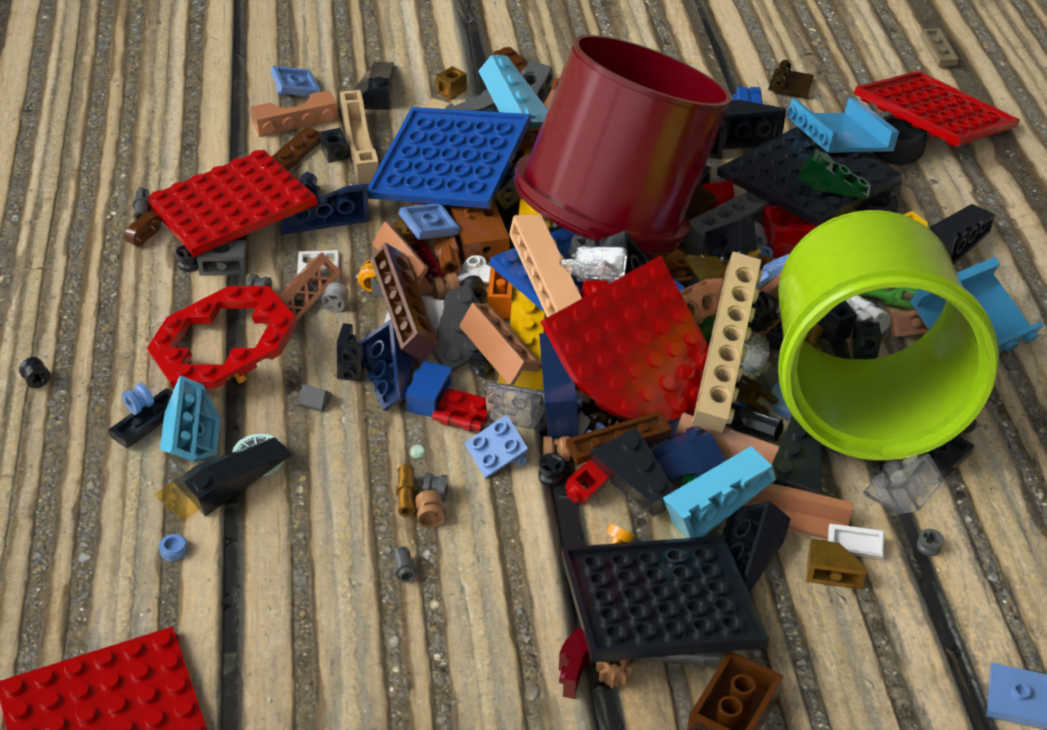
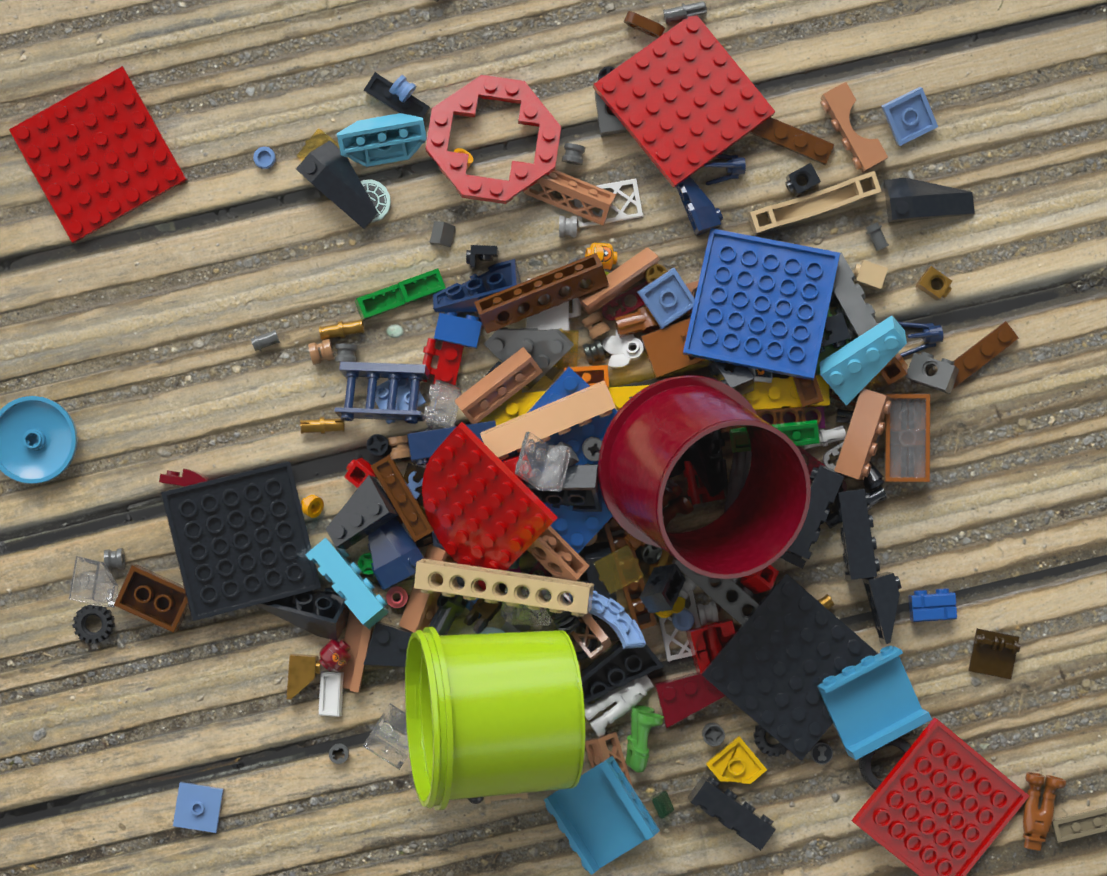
camera: 80 degrees right, 45 degrees up
(376, 441) = (399, 294): none -> green slope
(397, 111) = (877, 236): none -> dark grey pin
(469, 436) = (374, 372): none -> dark blue fence
(520, 518) = (322, 425): none -> pearl gold pin
(808, 523) = (335, 655): none -> dark red head
(828, 176) = (760, 688): dark green slope -> none
(935, 68) = (1038, 821): none -> dark orange piece

